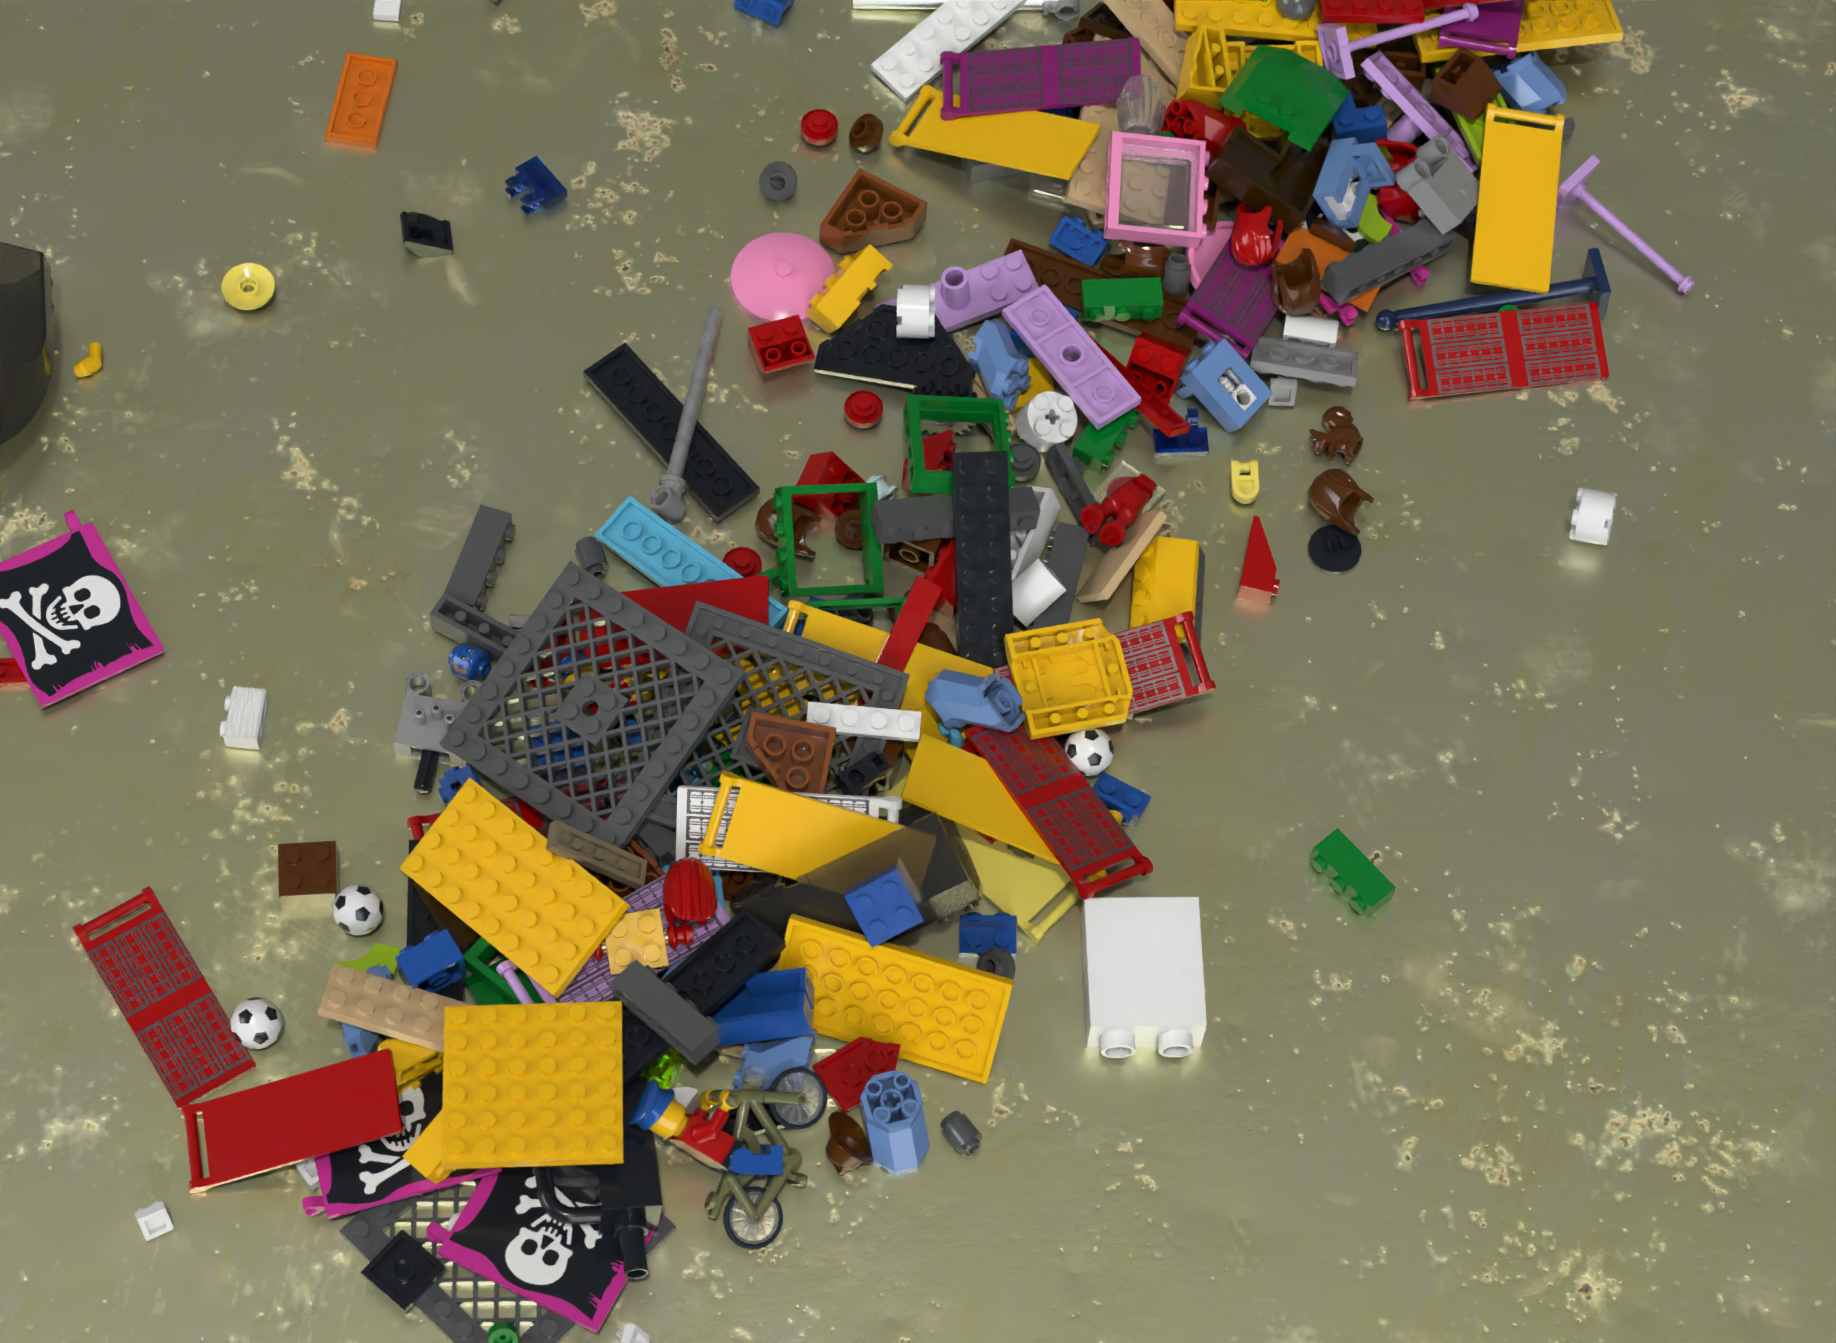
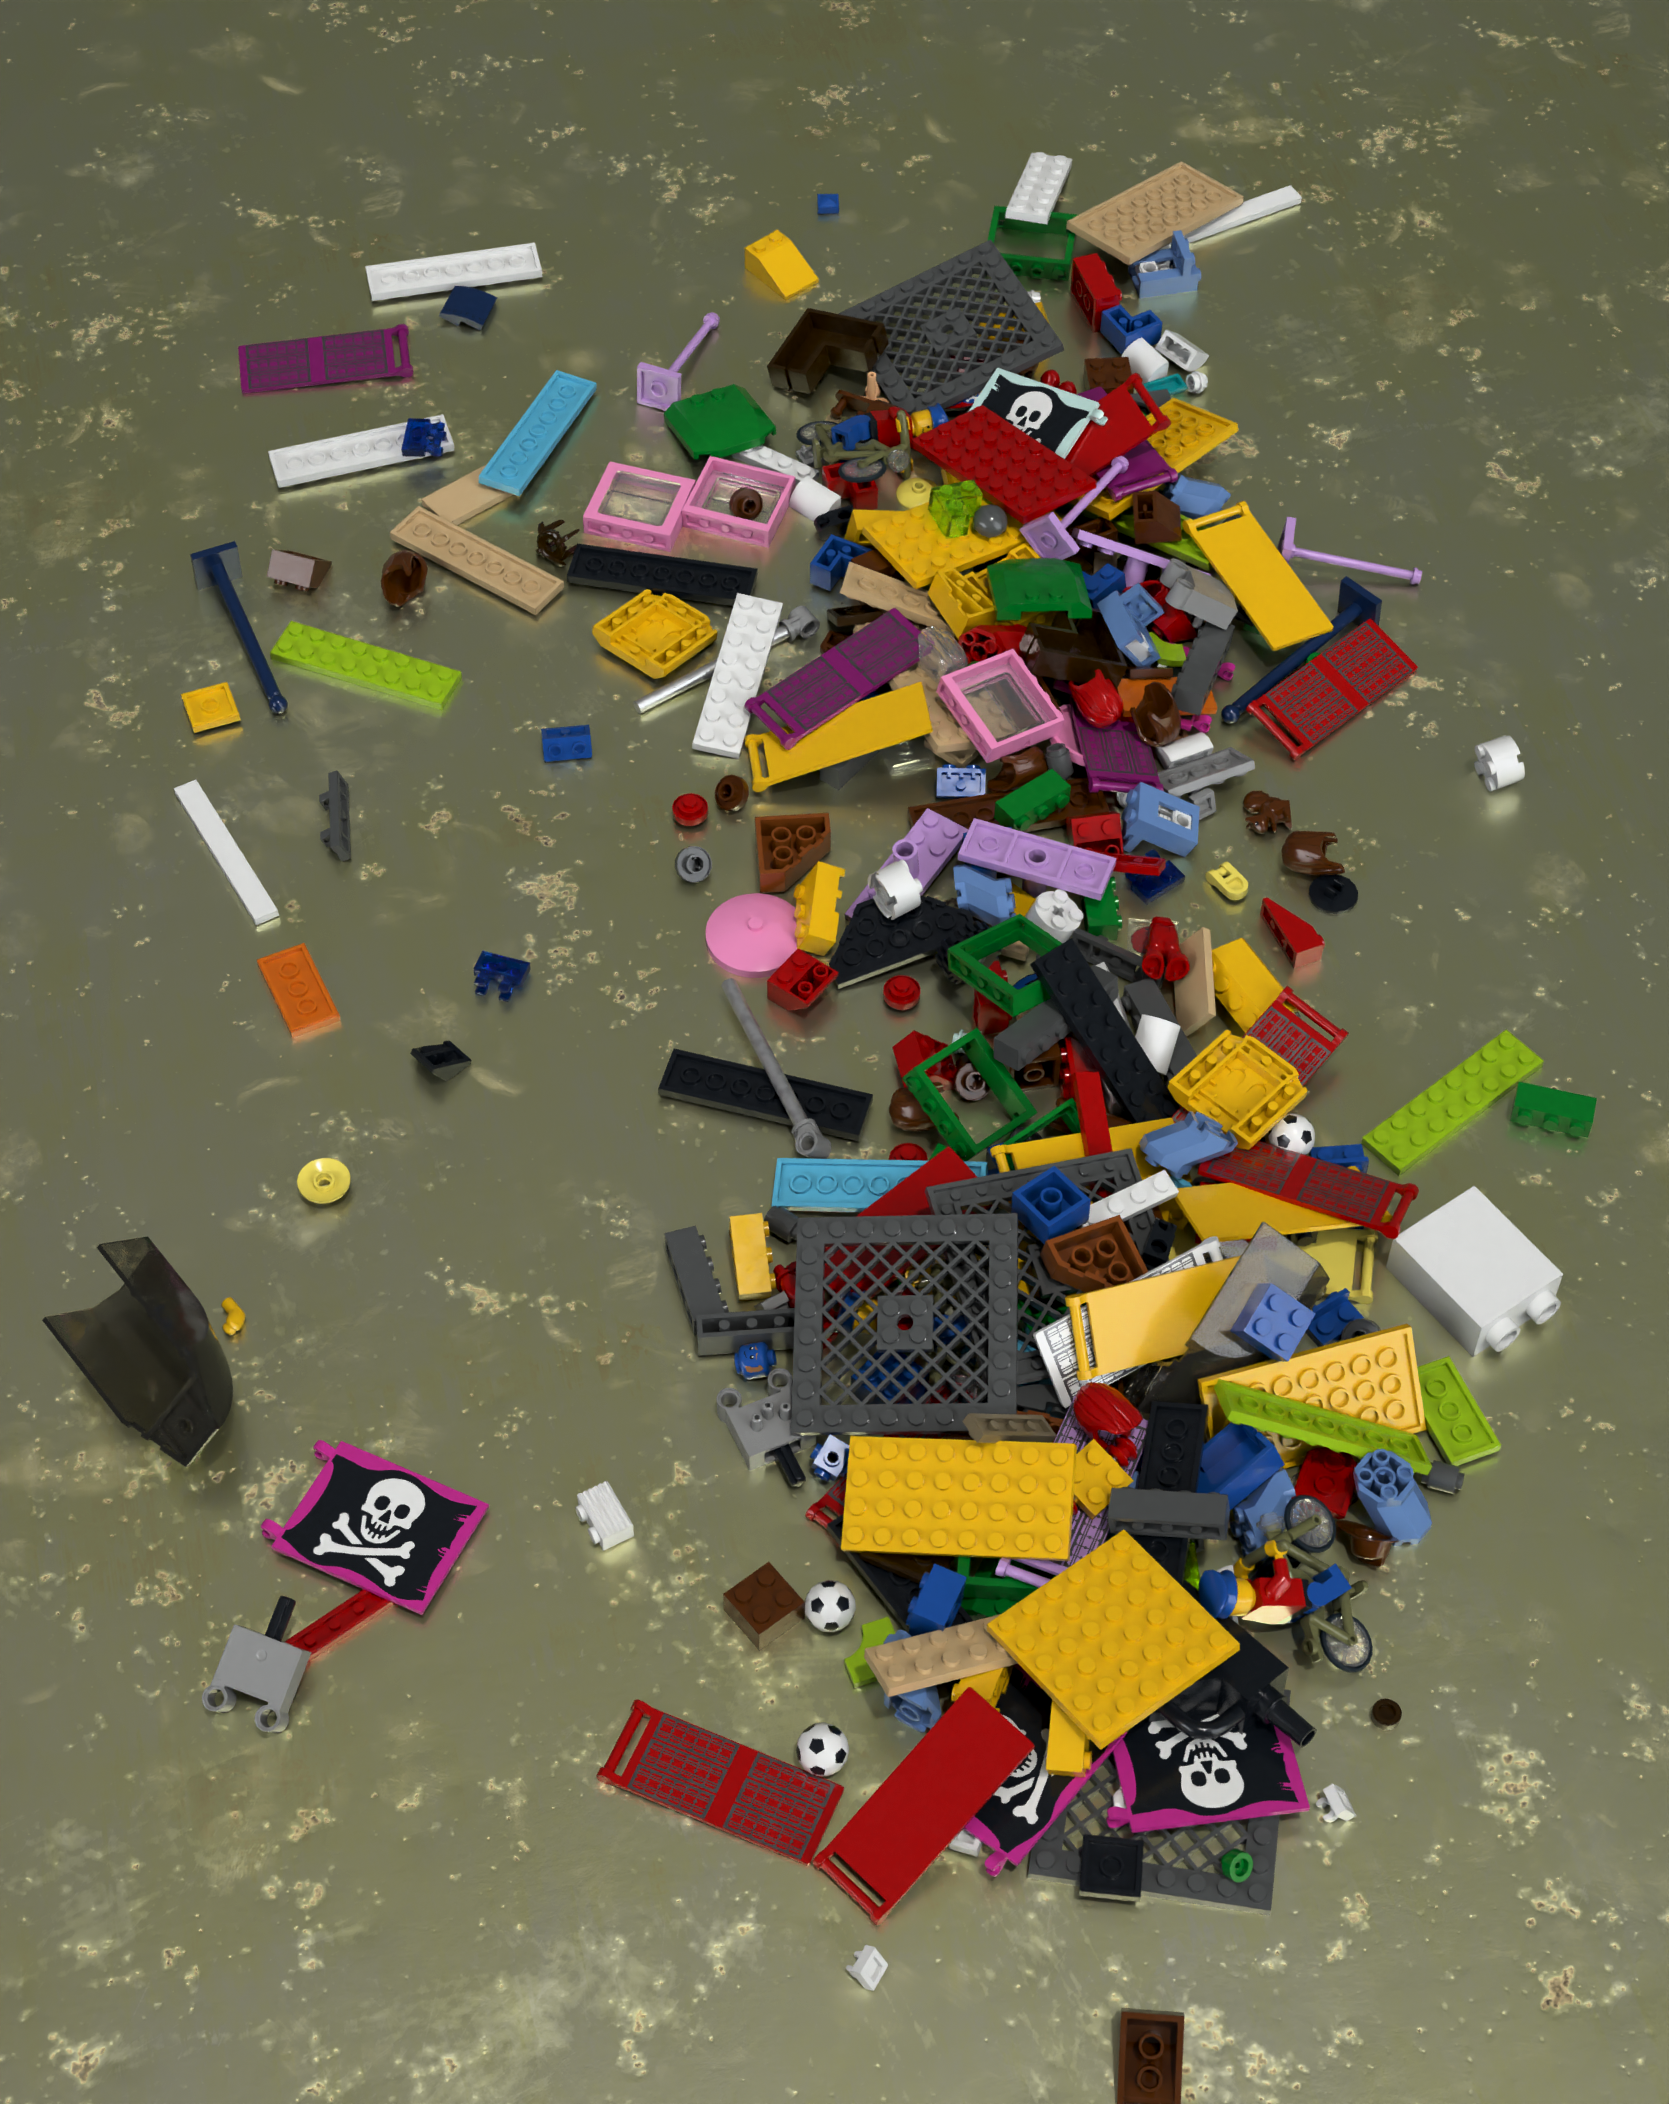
camera: 30 degrees left, 10 degrees down
(536, 569) = (751, 1257): none -> yellow wedge
(740, 1299) = (1386, 1714): none -> dark brown tile
(785, 682) = (1050, 1205): none -> blue brick
(874, 1022) = (1317, 1425): none -> lime plate
(1018, 1082) = (1454, 1415): none -> lime plate
(1270, 809) = (1452, 1102): none -> lime plate

